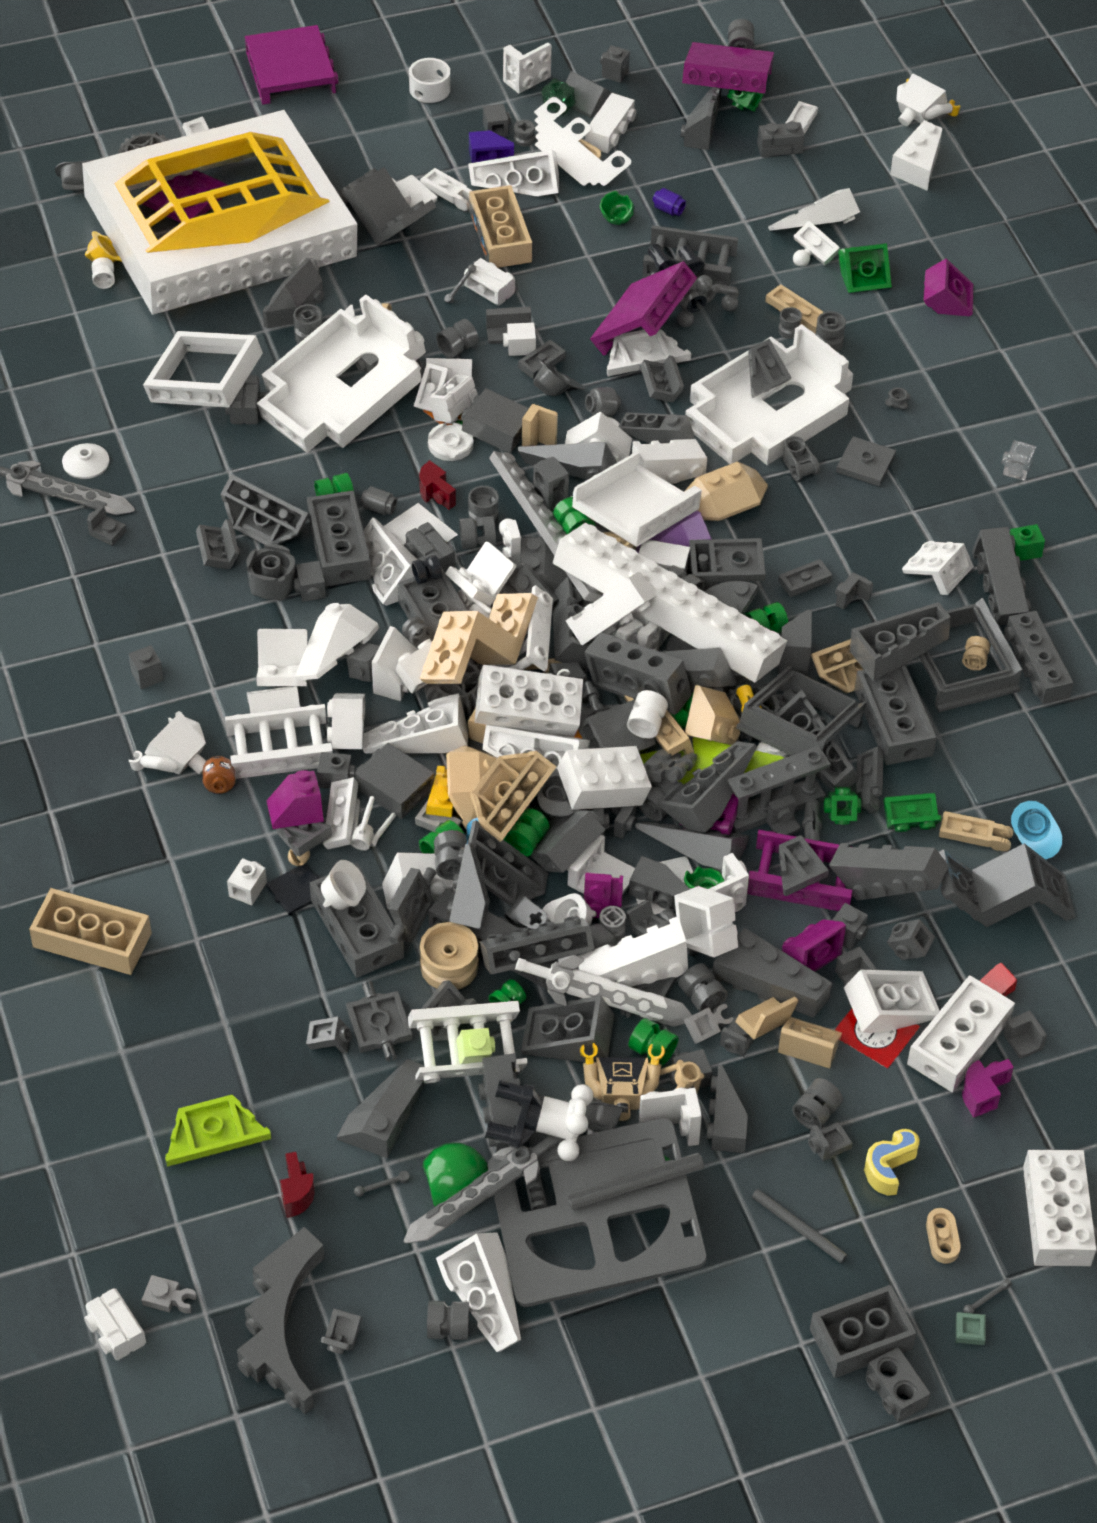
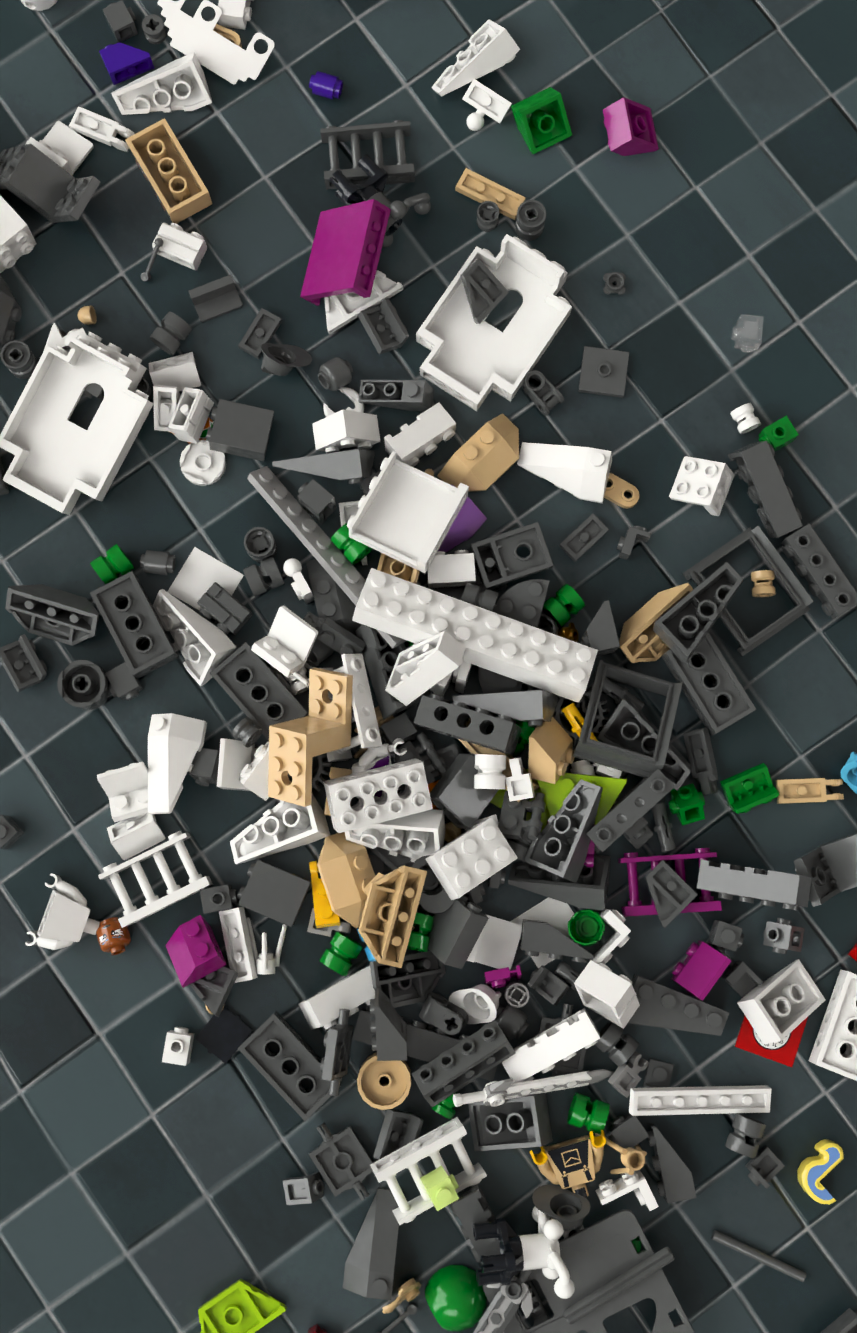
camera: 15 degrees left, 30 degrees up
(90, 931) = (56, 1150): tan brick -> none
(343, 886) = (273, 1055): white piece -> none
(347, 721) = (211, 841): white brick -> none
(397, 1149) = (407, 1291): none -> tan plate
(426, 569) = (233, 657): black wheel -> none
(434, 485) = (201, 526): dark red brick -> none
(446, 851) = (351, 981): dark grey wheel -> none
(520, 339) = (232, 317): white brick -> none
(539, 426) = (280, 429): tan panel -> none
(616, 208) = (277, 110): green hair -> none
(674, 730) = (519, 784): none -> white plate
(766, 1016) = (678, 1057): tan panel -> none
(775, 1051) = (699, 1100): none -> white plate
(809, 1042) = (721, 1064): tan slope -> none
(816, 519) = (572, 468): none -> white wedge
(847, 551) = (616, 492): none -> tan plate
(995, 518) = (745, 418): none -> white wheel

